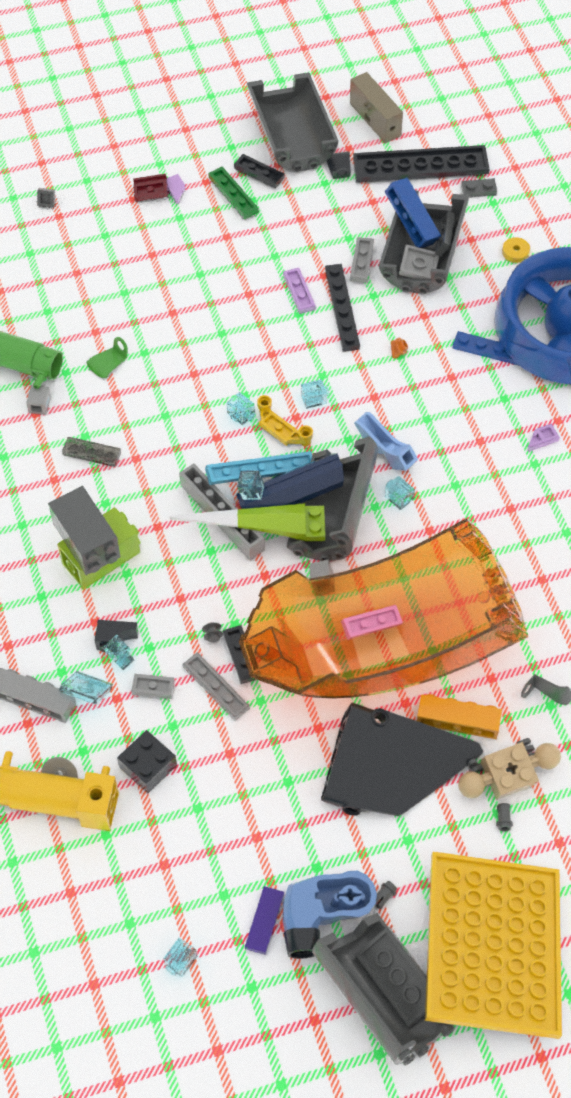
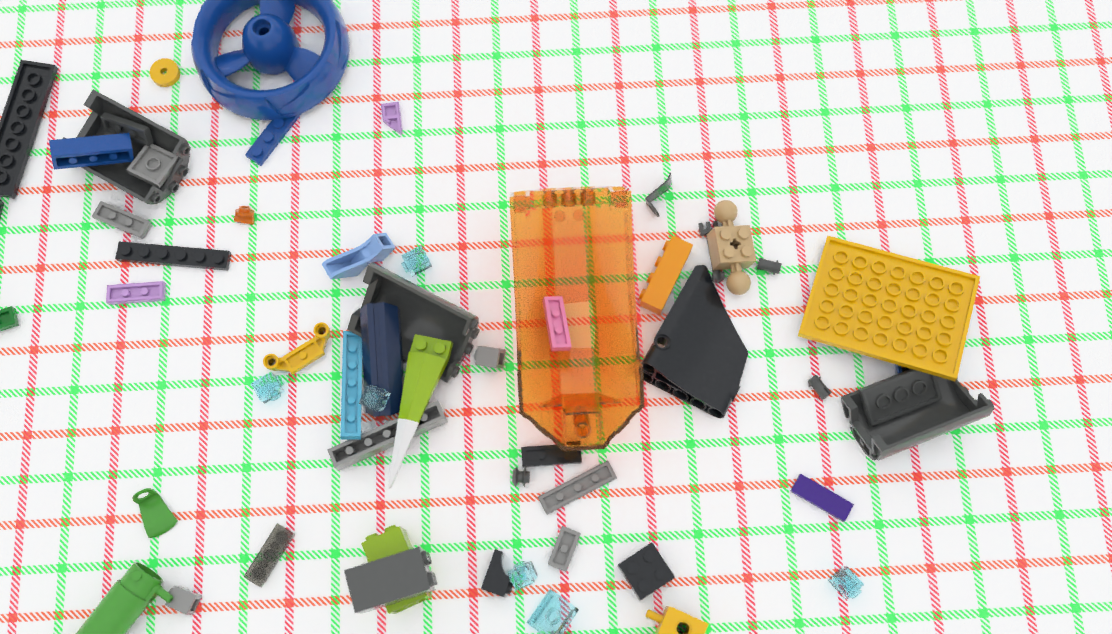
camera: 75 degrees left, 15 degrees up
(314, 393) = (274, 310): clear light blue brick -> none
(323, 902) = (822, 442): medium blue piece -> none
(479, 187) = (72, 83): dark grey plate -> none

